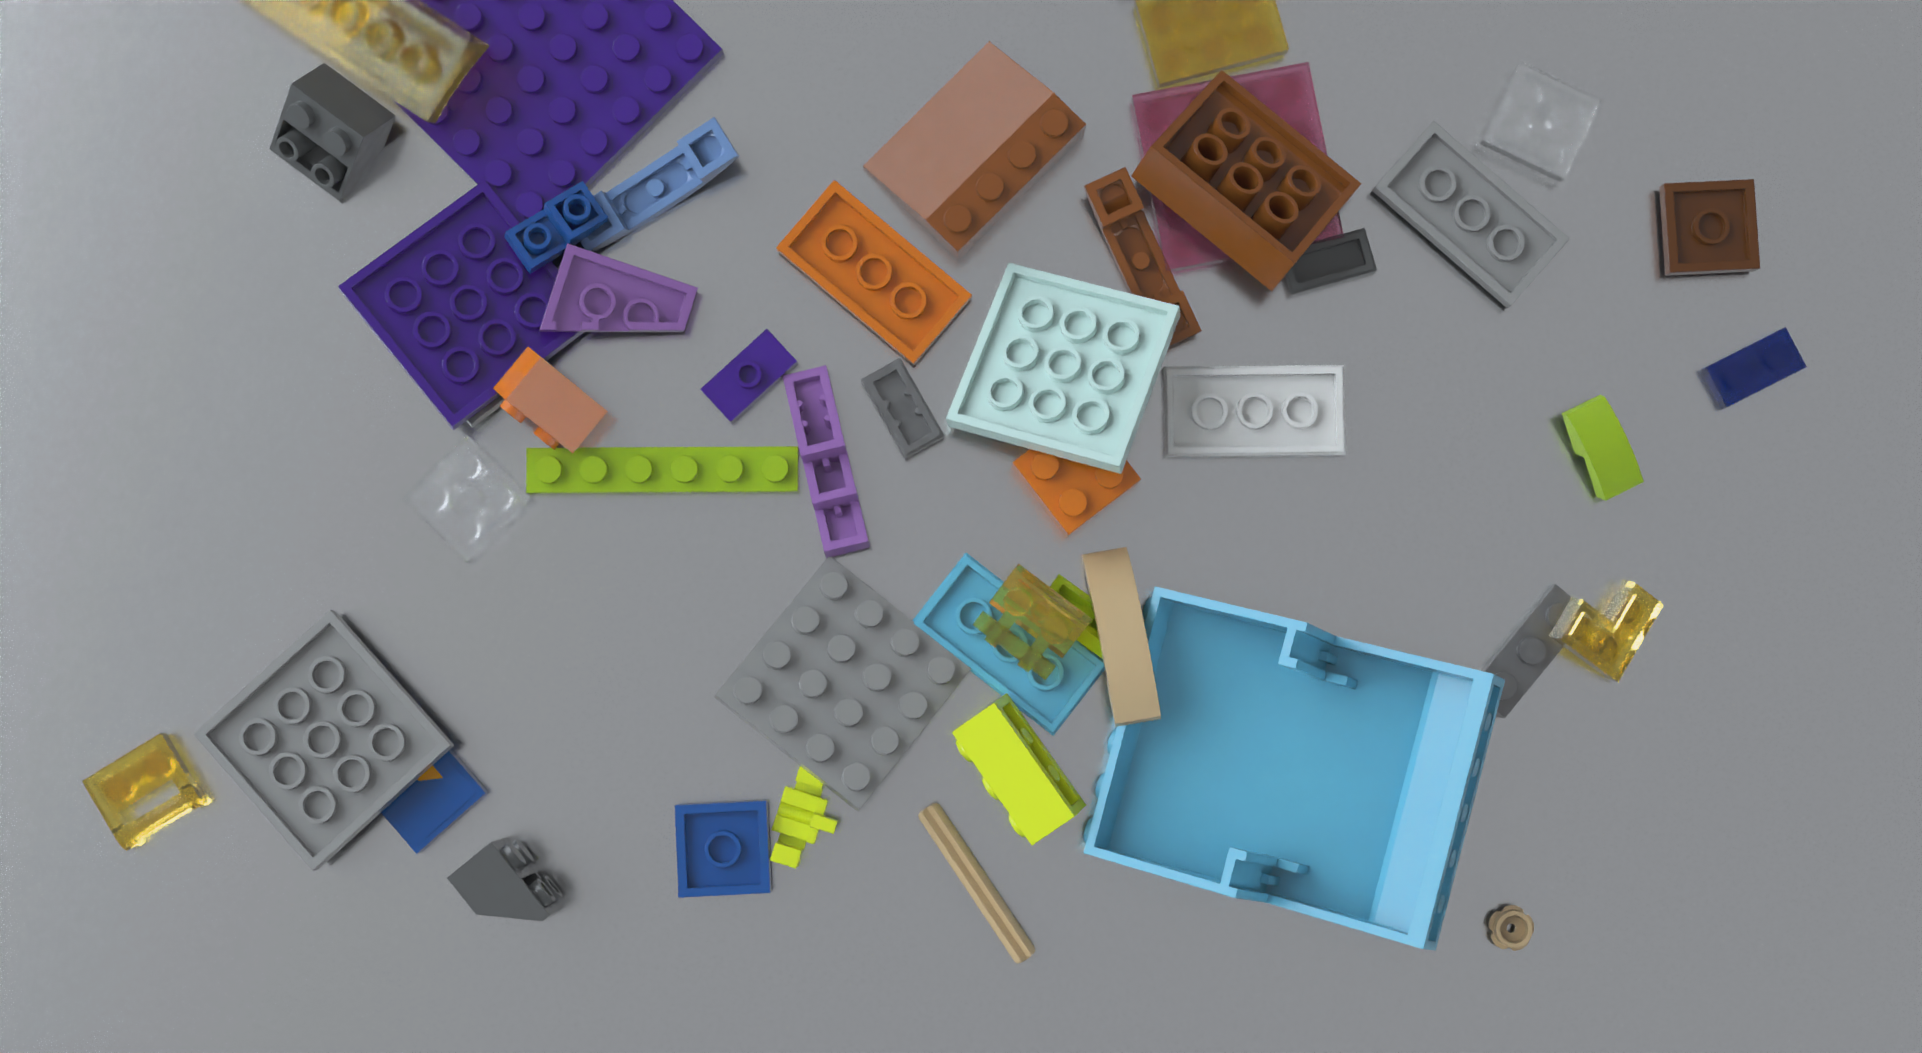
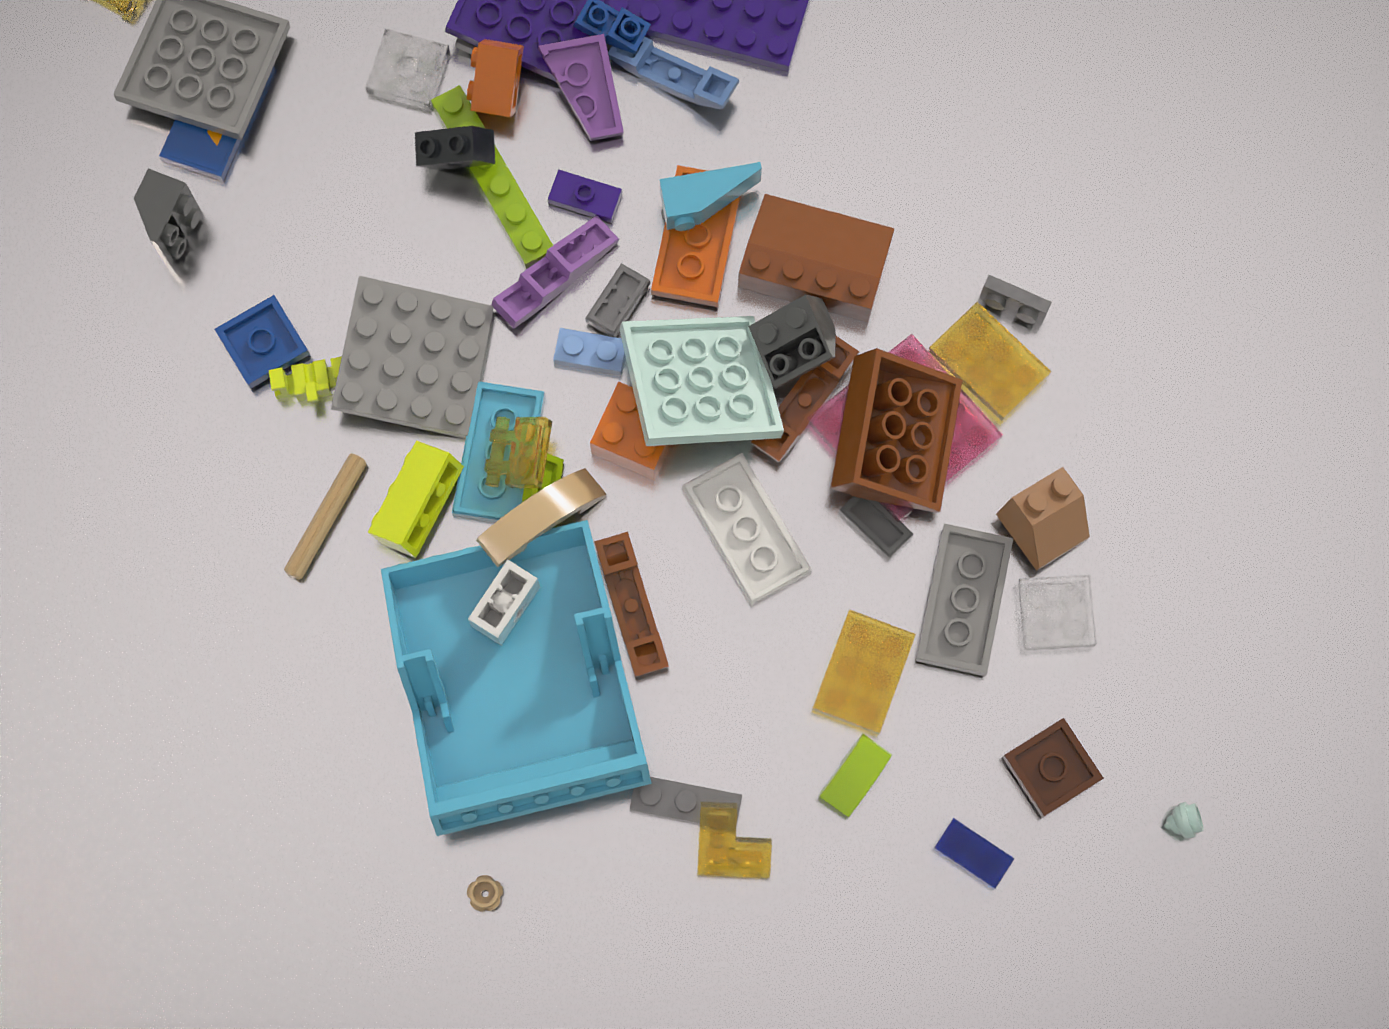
camera: 60 degrees right, 10 degrees down
(614, 497) = (455, 148): none -> black brick
(835, 249) = (698, 196): none -> medium azure slope
(944, 473) = (589, 351): none -> light blue plate
(1077, 231) = (795, 339): none -> dark grey slope
(1203, 733) = (504, 602): none -> white brick
(1277, 590) = (631, 604): none -> dark orange slope
(1432, 70) = (1047, 518): none -> medium nougat slope
(1492, 373) = (864, 672): none -> clear yellow plate
(1843, 119) = (1185, 820): none -> light aqua plate

